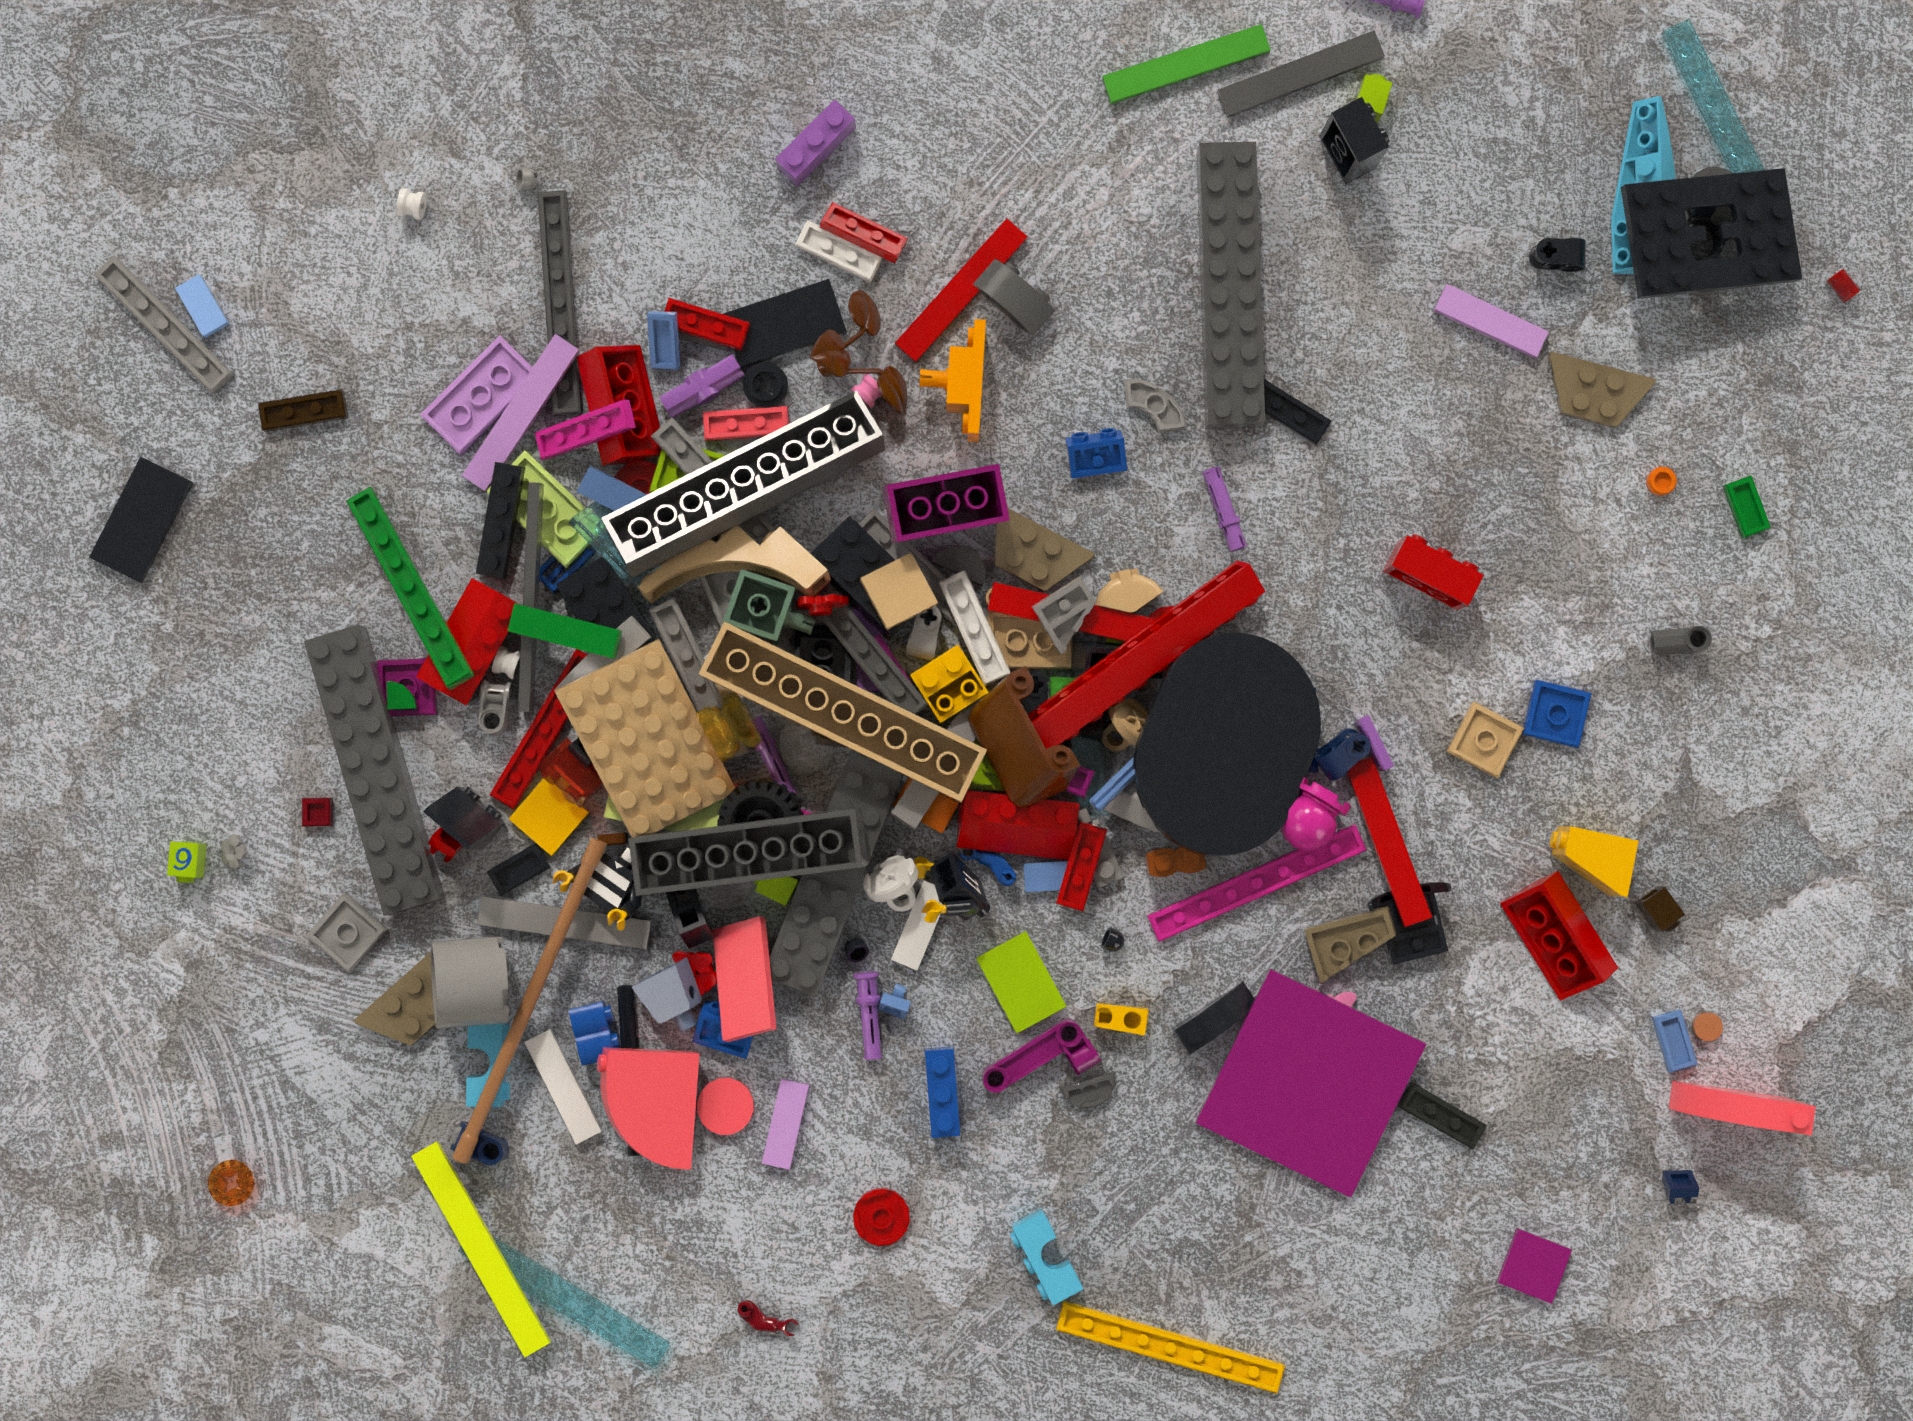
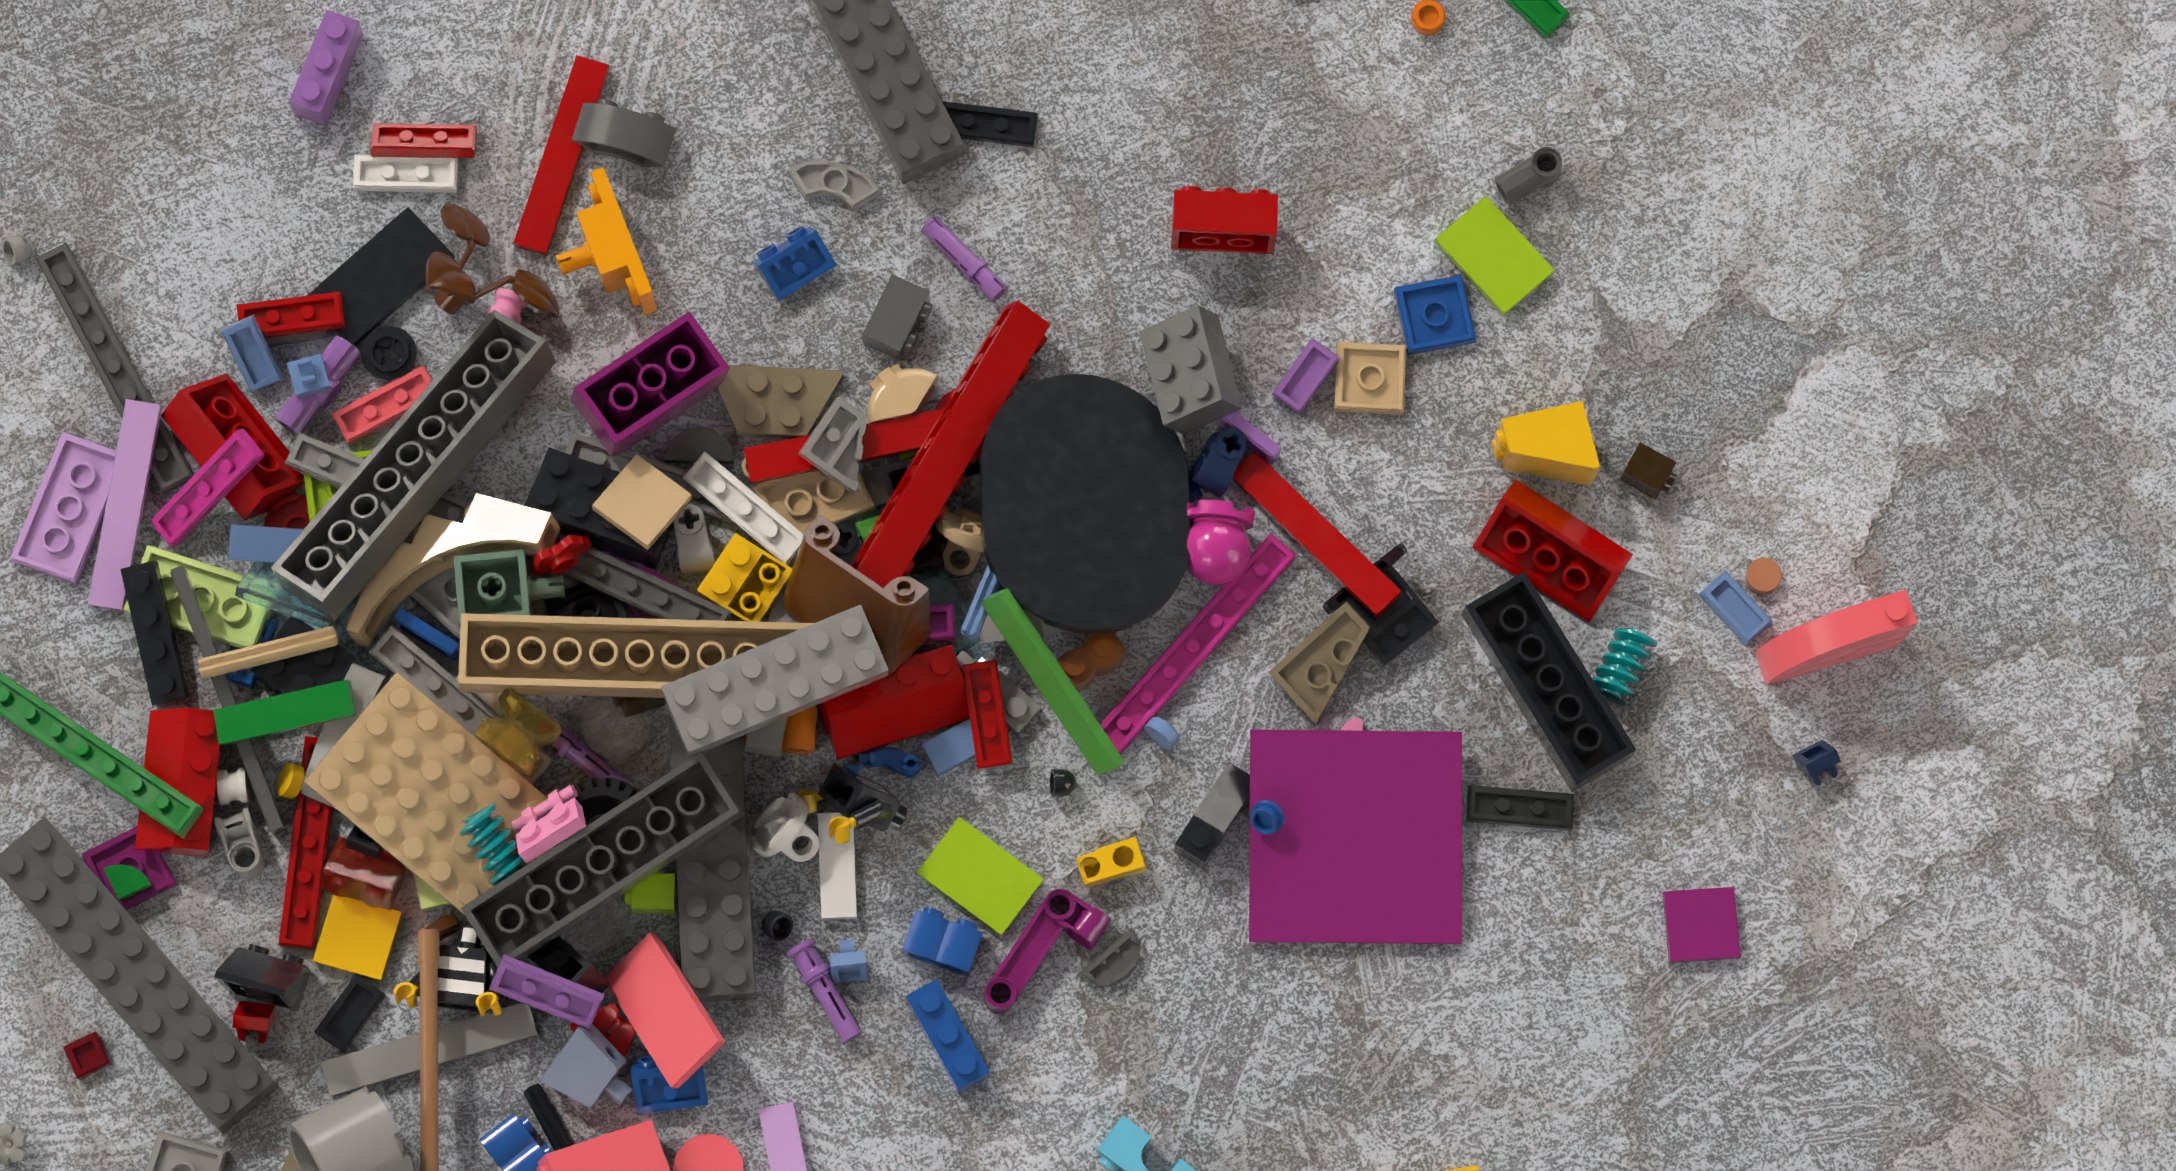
camera: 25 degrees left, 10 degrees down
(550, 677) = (290, 781): none -> yellow tile
(573, 578) = (268, 652): none -> tan axle
(663, 929) = (546, 991): none -> medium lavender tile
(674, 800) = (492, 844): none -> teal piece
(697, 378) = (309, 375): none -> medium blue tile
(698, 613) = (427, 634): none -> blue tile
(720, 811) = (548, 823): none -> bright pink plate
(933, 782) = (774, 680): none -> light grey brick
(971, 1019) = (942, 941): none -> blue brick
(1140, 867) = (1052, 681): none -> bright green tile
(1153, 532) = (897, 317): none -> dark grey brick
(1204, 938) = (1162, 733): none -> medium blue tile
(1251, 1042) = (1267, 817): none -> blue plate
(1354, 676) = (1190, 370): none -> dark grey brick
(1438, 717) = (1306, 376): none -> medium lavender tile
(1509, 1035) = (1548, 681): none -> black brick
(1569, 1046) = (1621, 663): none -> teal piece
(1623, 689) = (1494, 256): none -> lime tile

